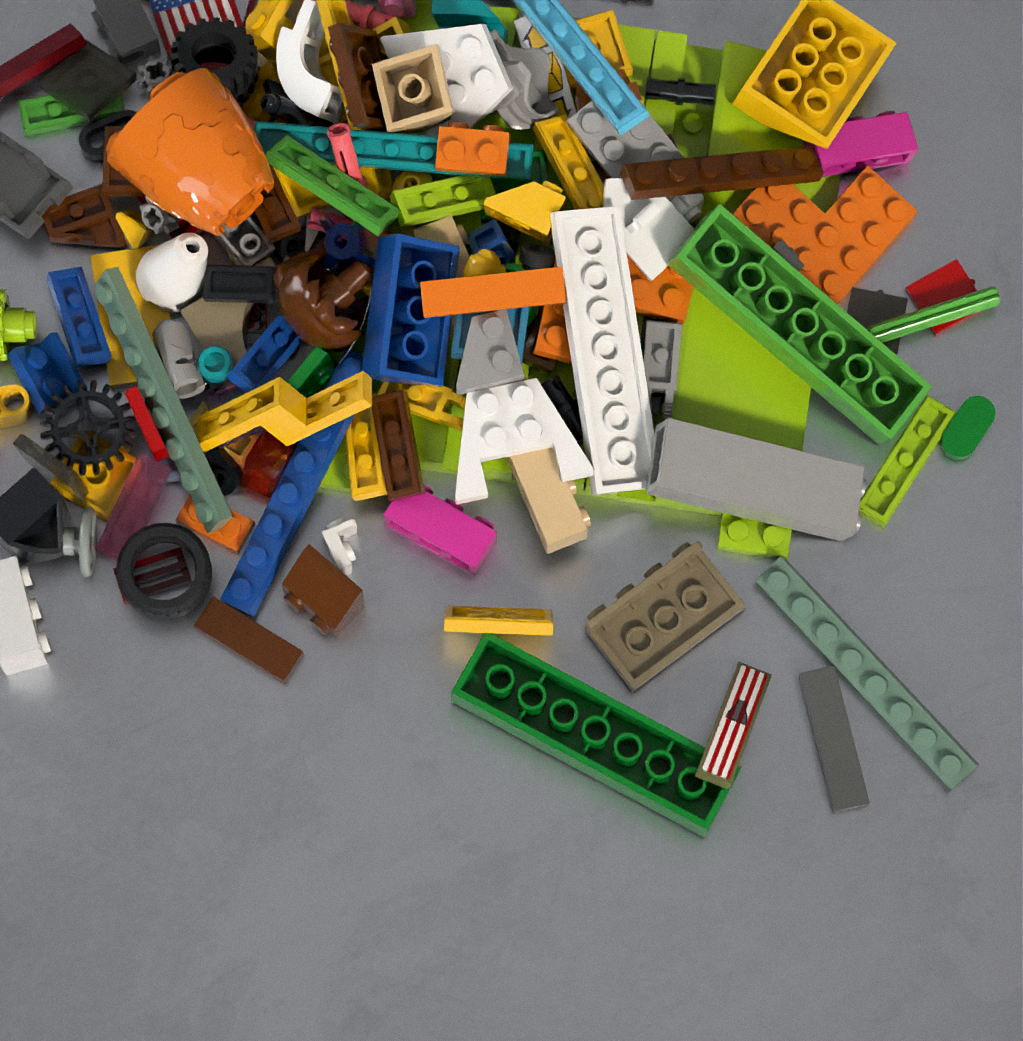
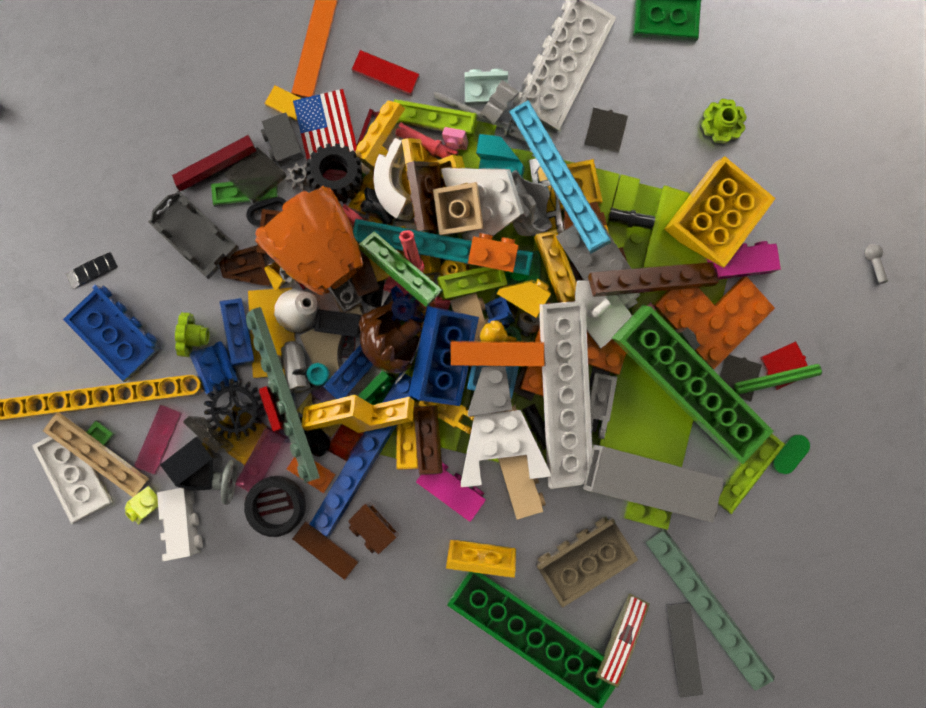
camera: 15 degrees right, 10 degrees up
(338, 551) = (387, 501): white bracket -> none

